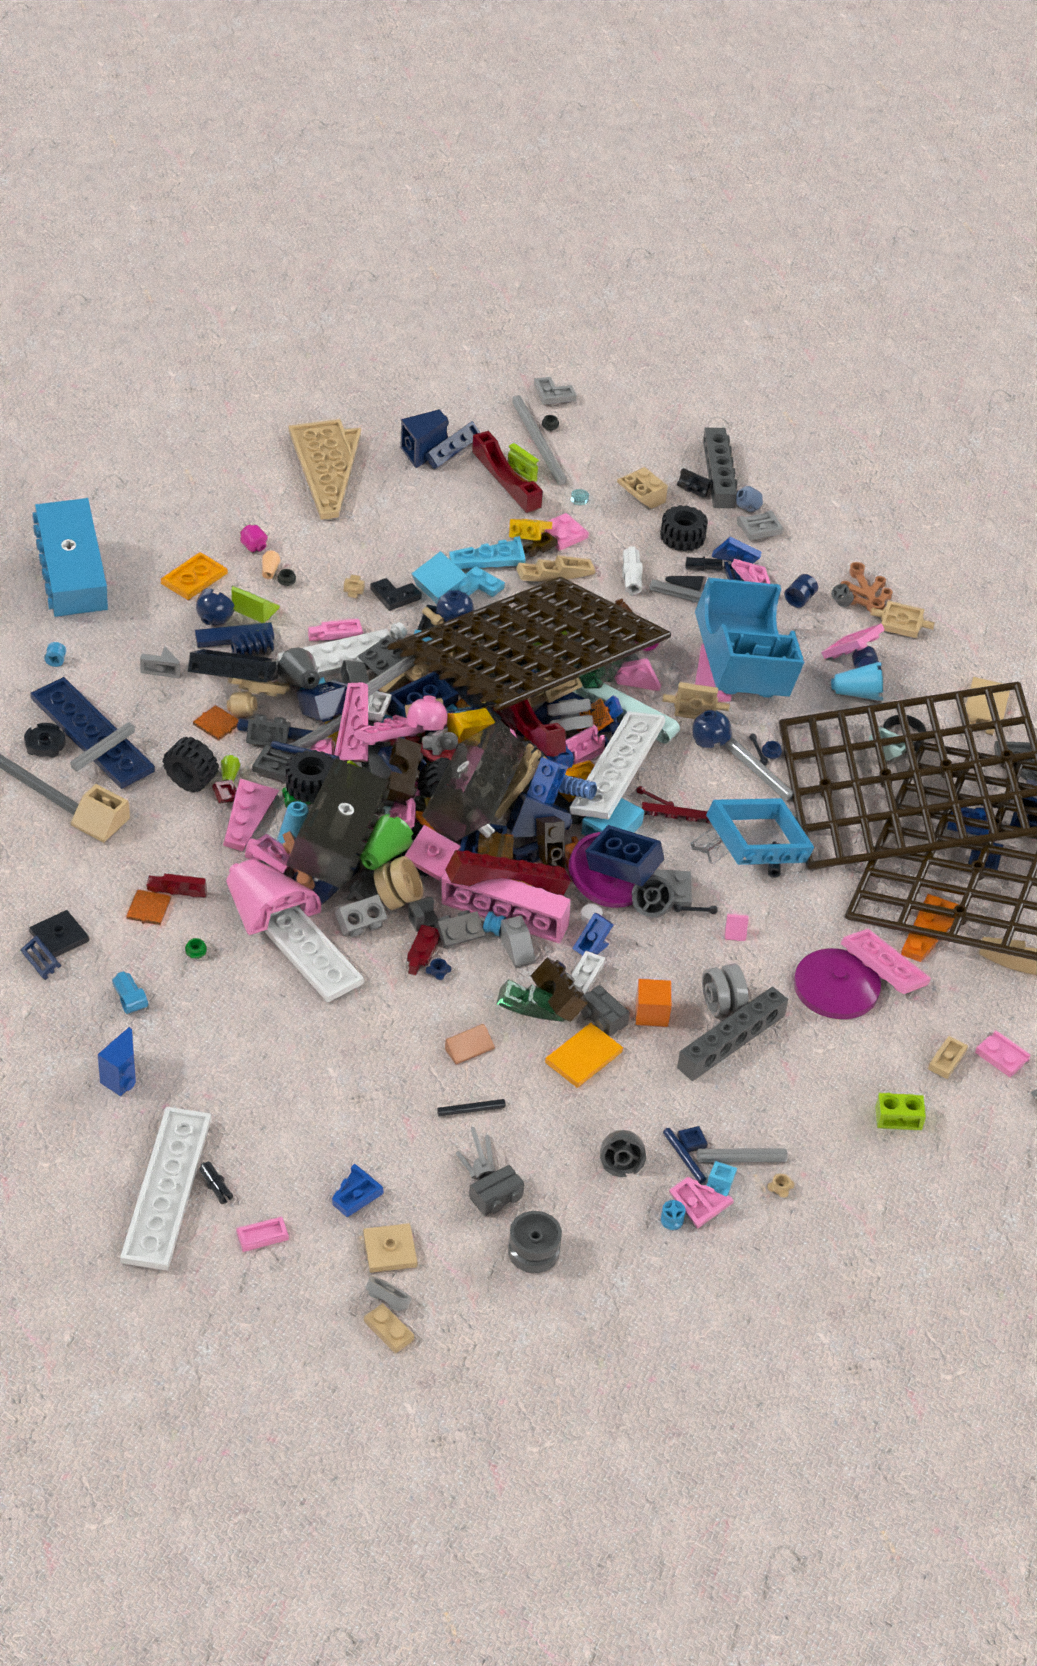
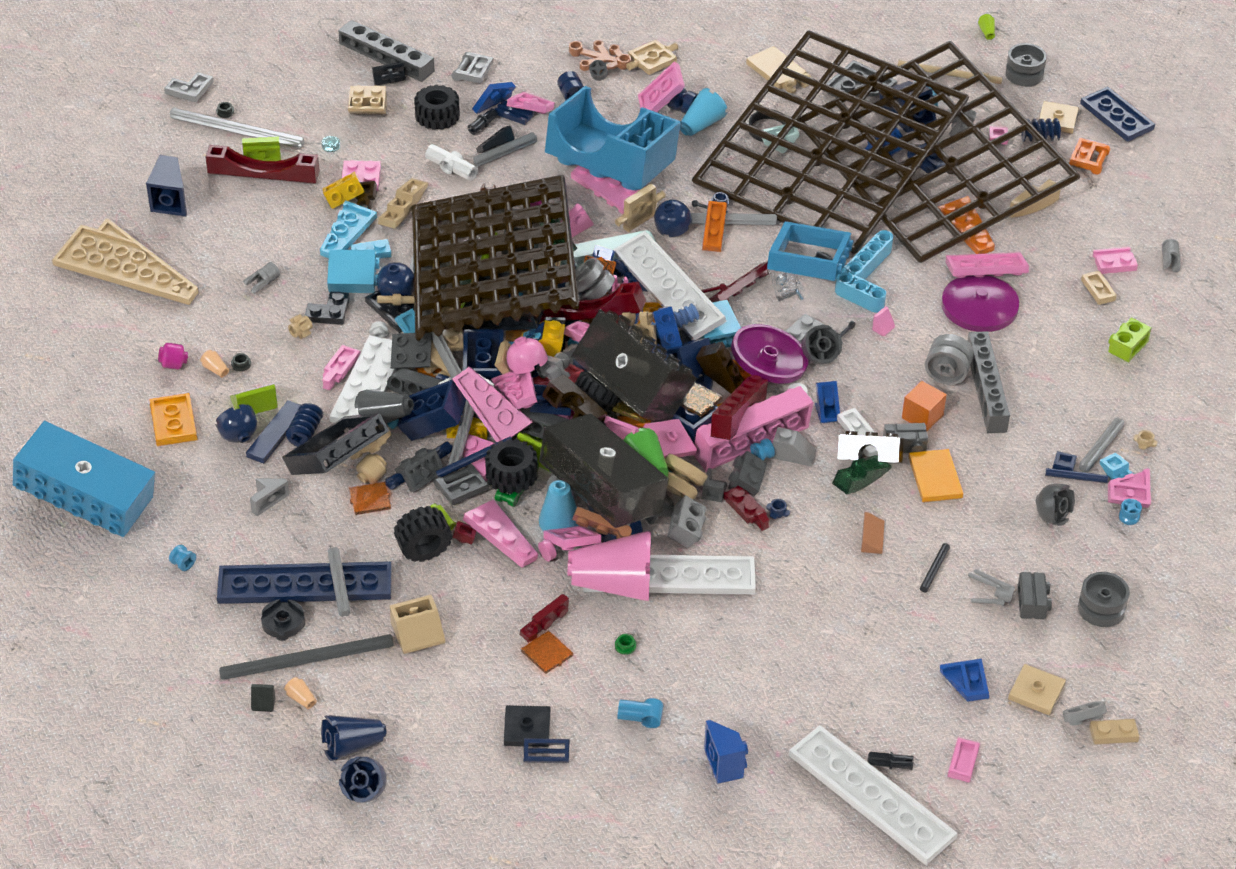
camera: 50 degrees left, 0 degrees up
(391, 539) = (263, 276): none -> light grey hinge
(452, 445) = (190, 178): tile -> none
(624, 855) = (783, 330): dark blue brick -> none
(733, 761) = (714, 226): none -> orange tile
(749, 499) = (443, 55): sand blue head -> none
(788, 879) = (852, 283): none -> medium azure beam

